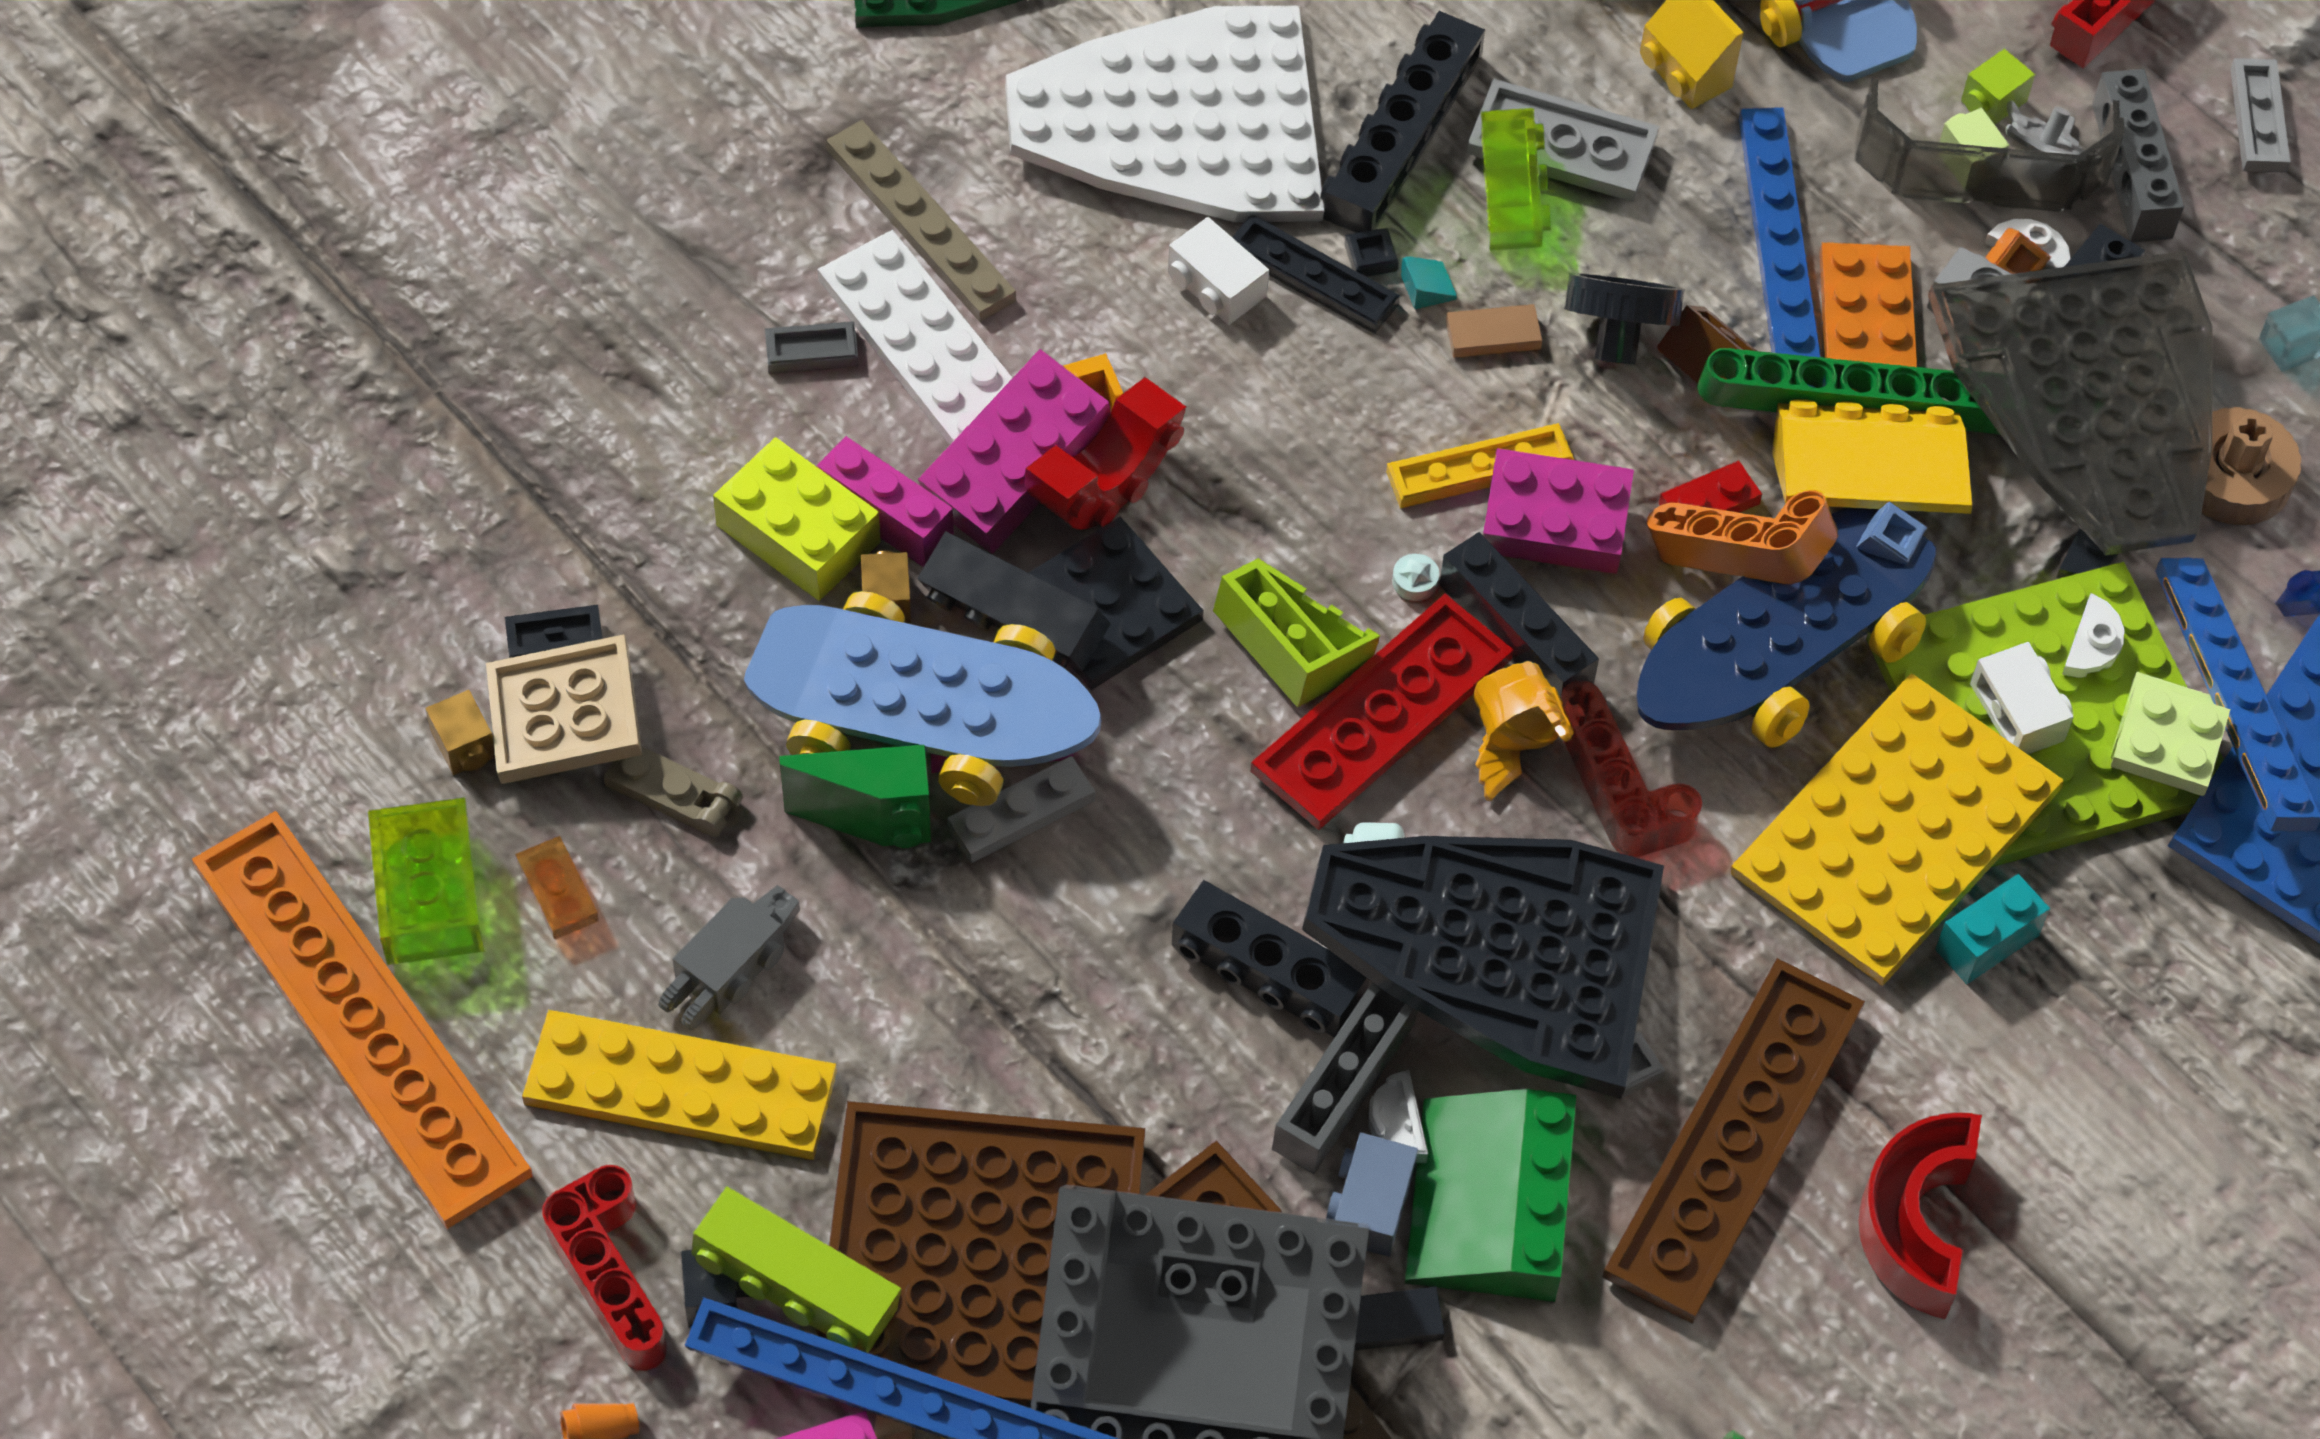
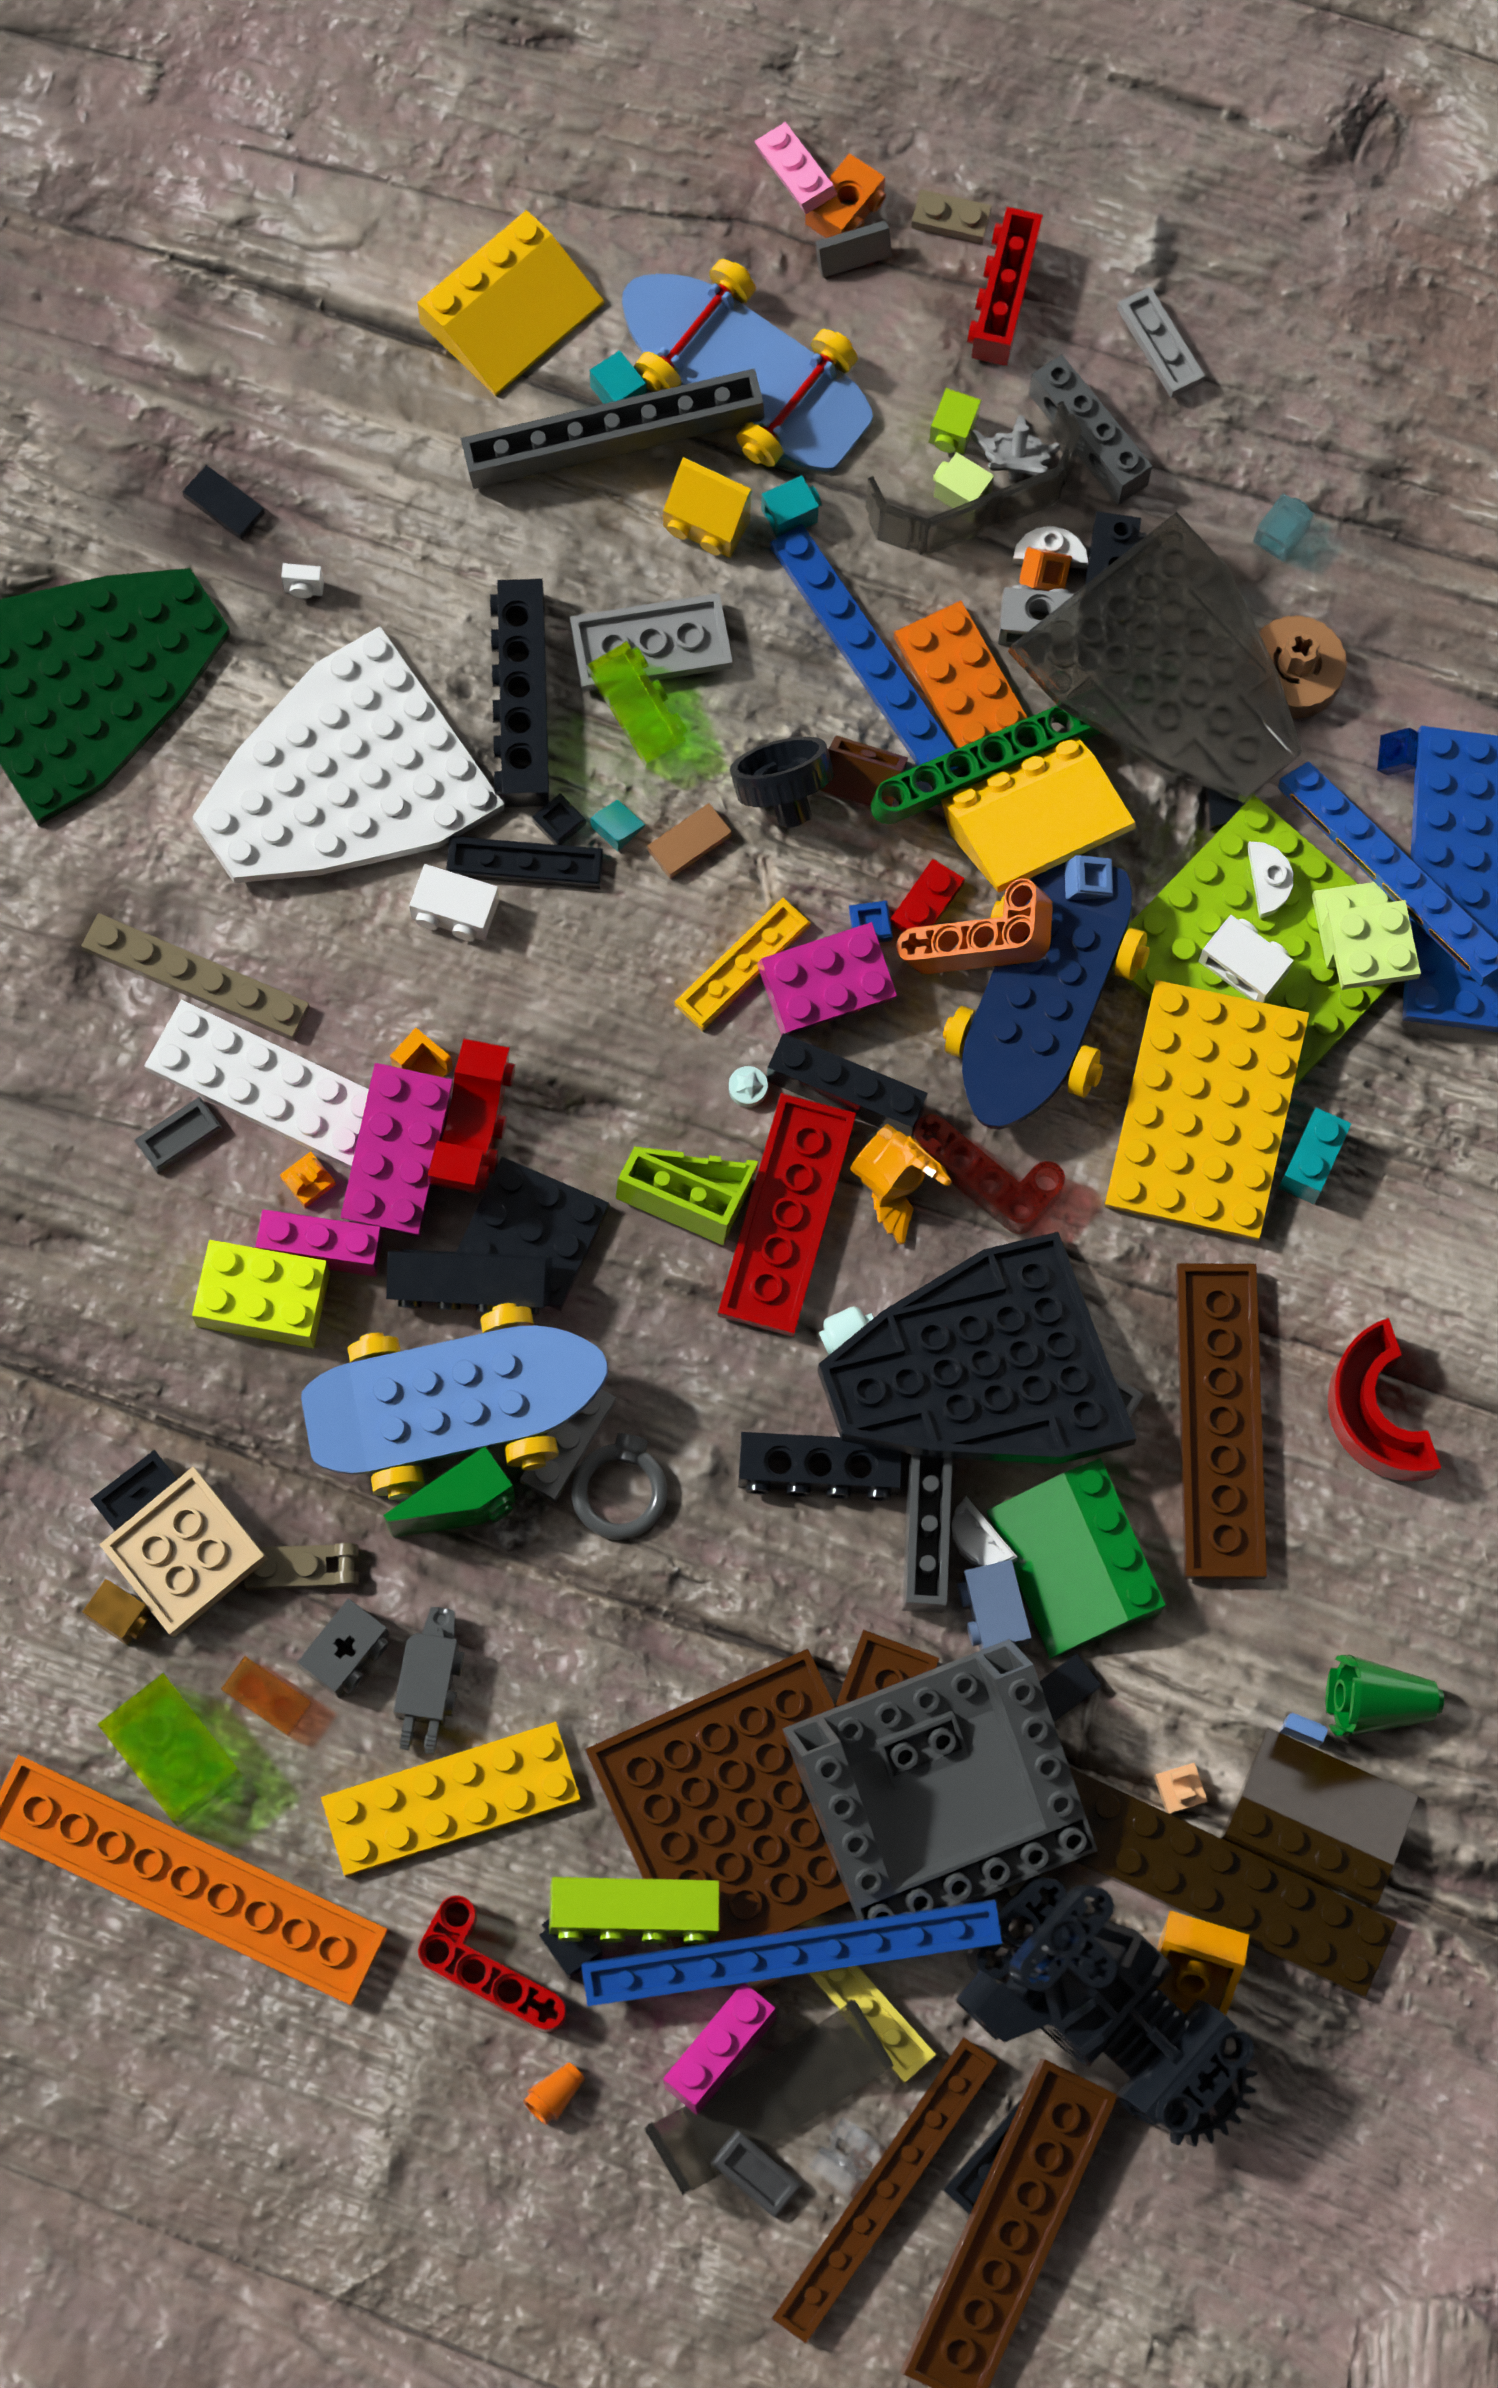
camera: 30 degrees left, 15 degrees up
(640, 878) = (347, 1626): none -> dark grey brick
(888, 576) = (361, 1311): pearl gold brick -> none
(912, 445) = (307, 1179): none -> light orange tile
(1078, 847) = (629, 1450): none -> dark grey piece
(1644, 491) = (877, 914): none -> blue tile
(1781, 83) = (791, 506): none -> teal brick

